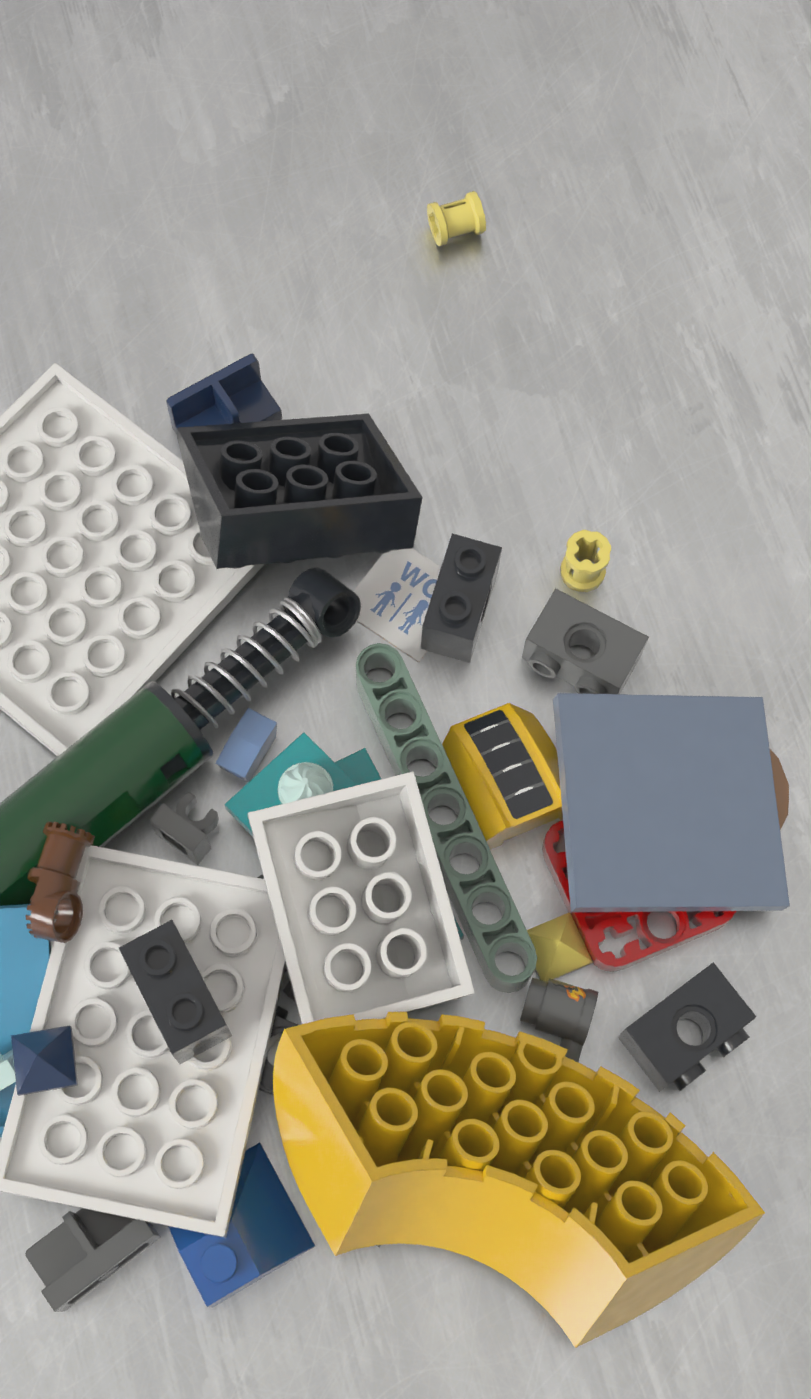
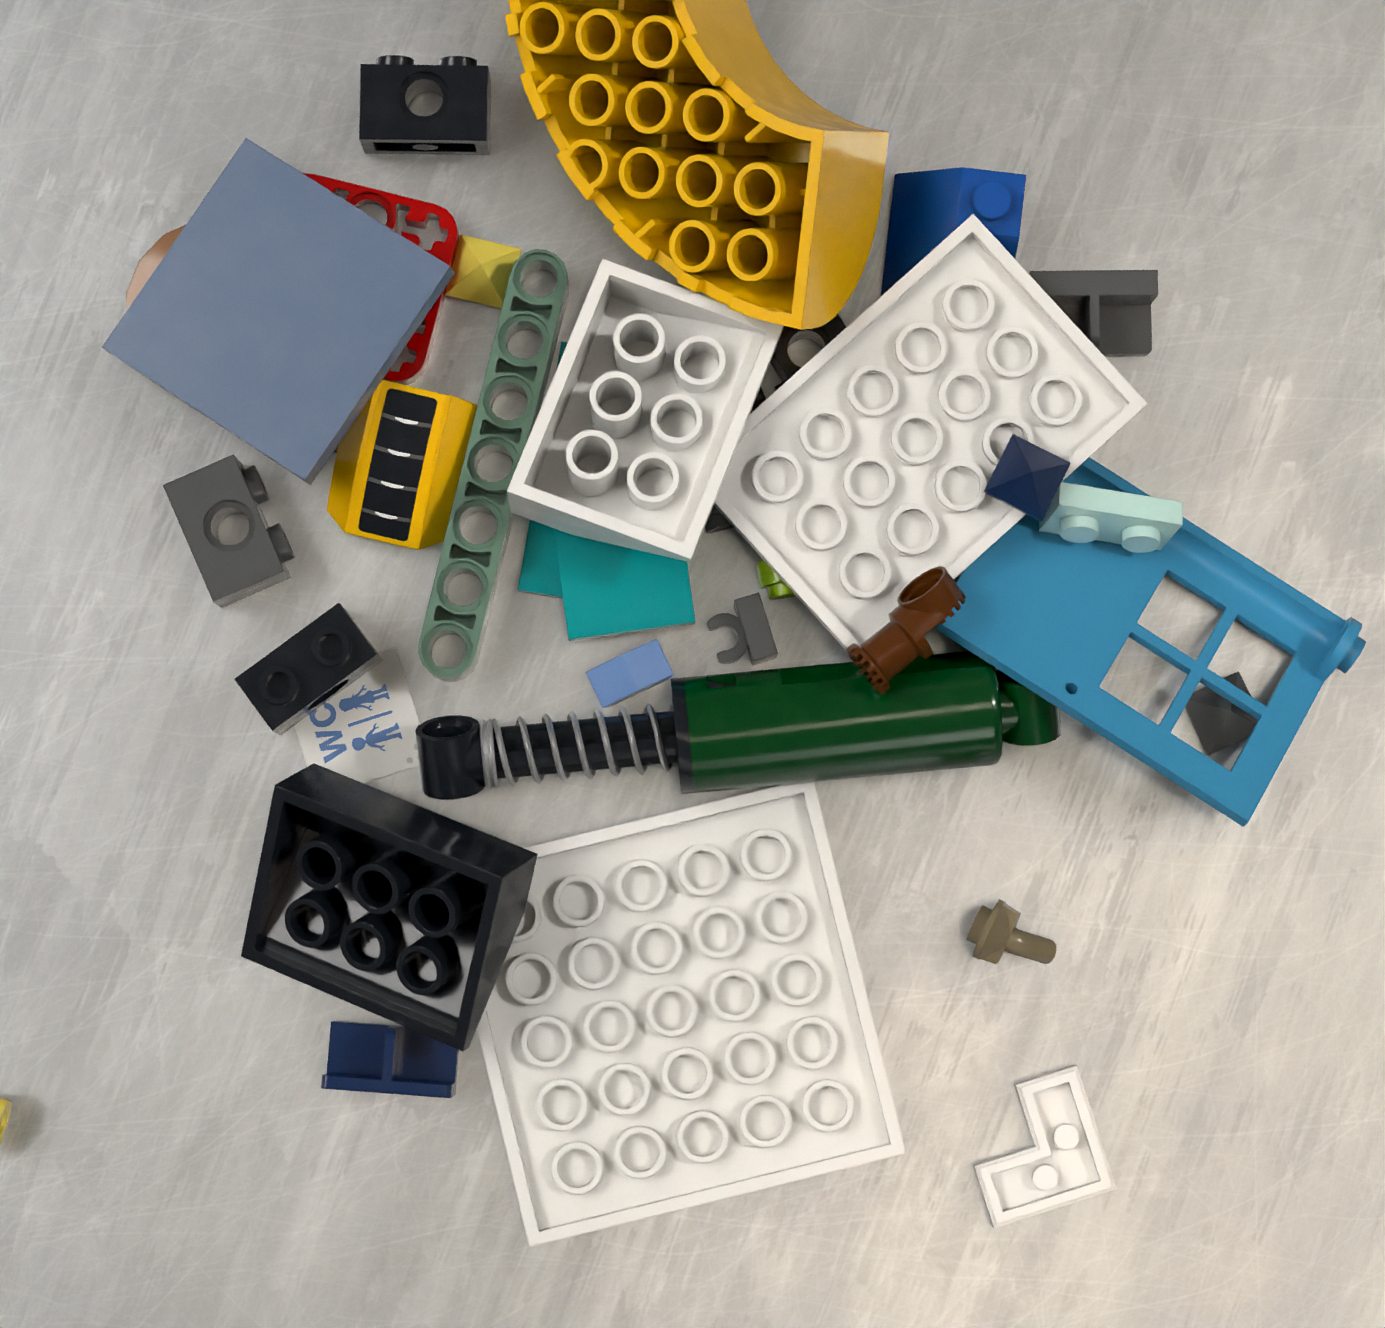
camera: 145 degrees left, 15 degrees up
(175, 992) = (872, 442): black brick -> none
(303, 781) = (610, 573): light aqua plate -> none
(560, 1011) = (527, 205): dark grey piece -> none
(586, 575) = (141, 605): light yellow bush -> none

